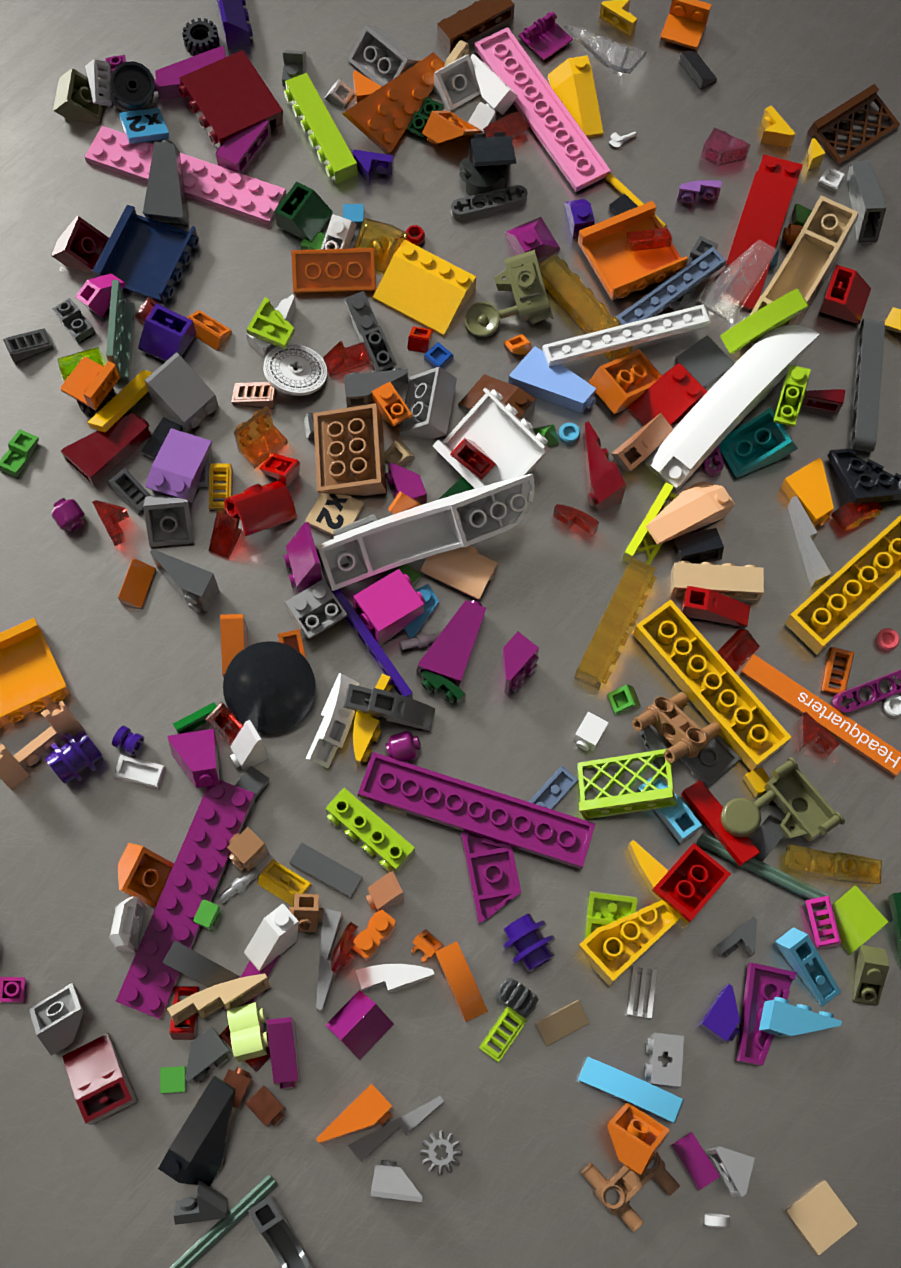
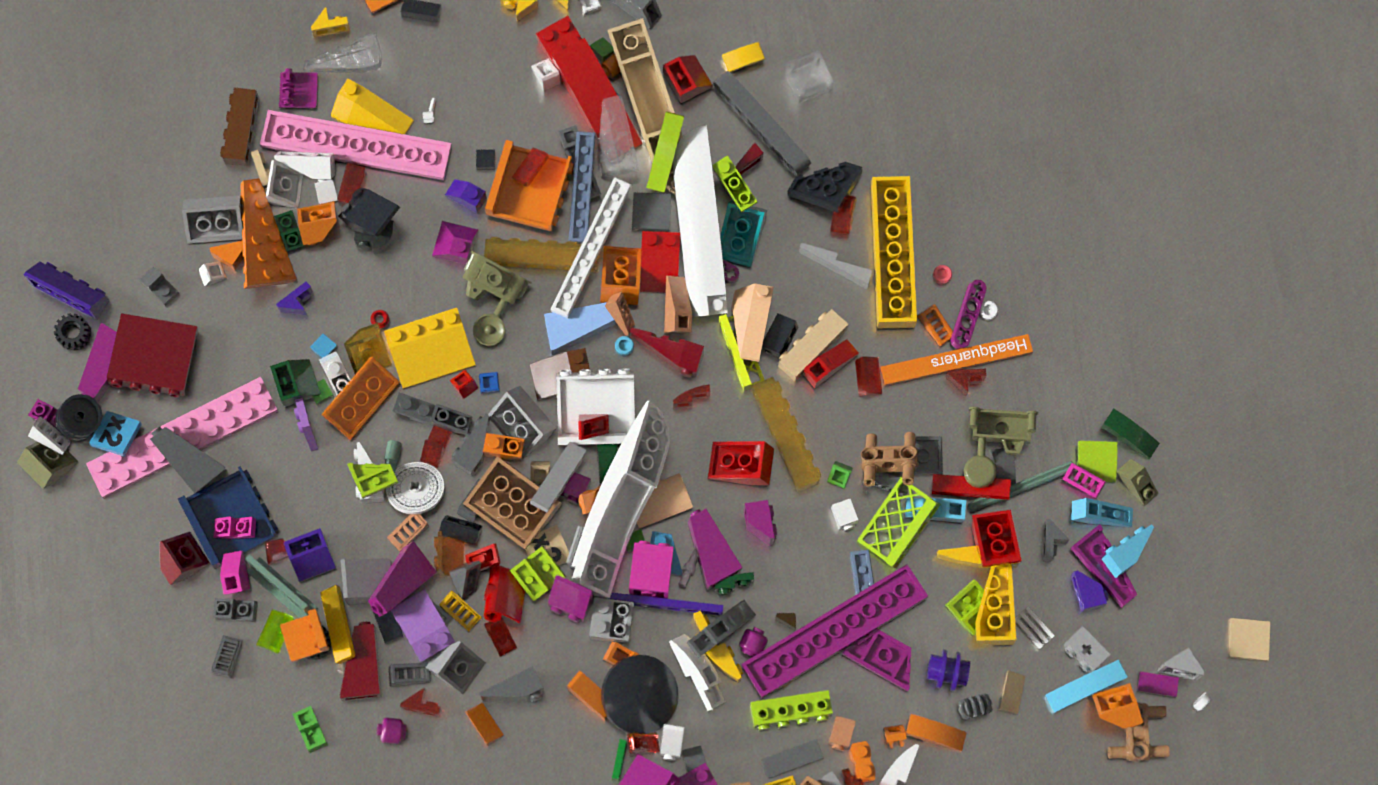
camera: 50 degrees left, 5 degrees up
(141, 266) = (234, 528): none -> dark pink slope
(202, 416) = (402, 578): none -> magenta slope
(209, 330) = (328, 520): orange slope -> none
(241, 148) = (198, 381): magenta slope -> none
(250, 467) = (466, 578): none -> dark grey slope
(274, 247) = (305, 424): none -> medium lavender wing
(291, 431) = (460, 529): none -> black slope
(302, 510) = (537, 573): none -> lime slope
(308, 332) = (392, 453): none -> sand green bar
(321, 128) = (232, 310): lime brick -> none
(395, 465) = (558, 477): none -> light grey slope
(450, 760) = (787, 619): none -> dark brown slope
(488, 199) = (402, 247): dark grey beam -> none
(490, 1037) = (991, 716): lime slope -> none
(518, 345) = (529, 322): orange slope -> none
(549, 433) = (612, 361): bright green slope -> none
(557, 607) = (741, 462): none -> red slope
(594, 397) = (620, 312): none -> nougat slope
(623, 189) = (473, 146): yellow bar -> none
(692, 190) = (518, 103): medium lavender slope -> none
(711, 685) = (879, 412): yellow brick -> none
(724, 149) = (502, 52): clear pink slope -> none
(737, 196) = (546, 74): none -> white slope
(756, 781) = (963, 439): yellow slope -> none
(812, 491) = (805, 229): light orange slope -> none
(833, 866) = (1055, 442): clear yellow slope -> none

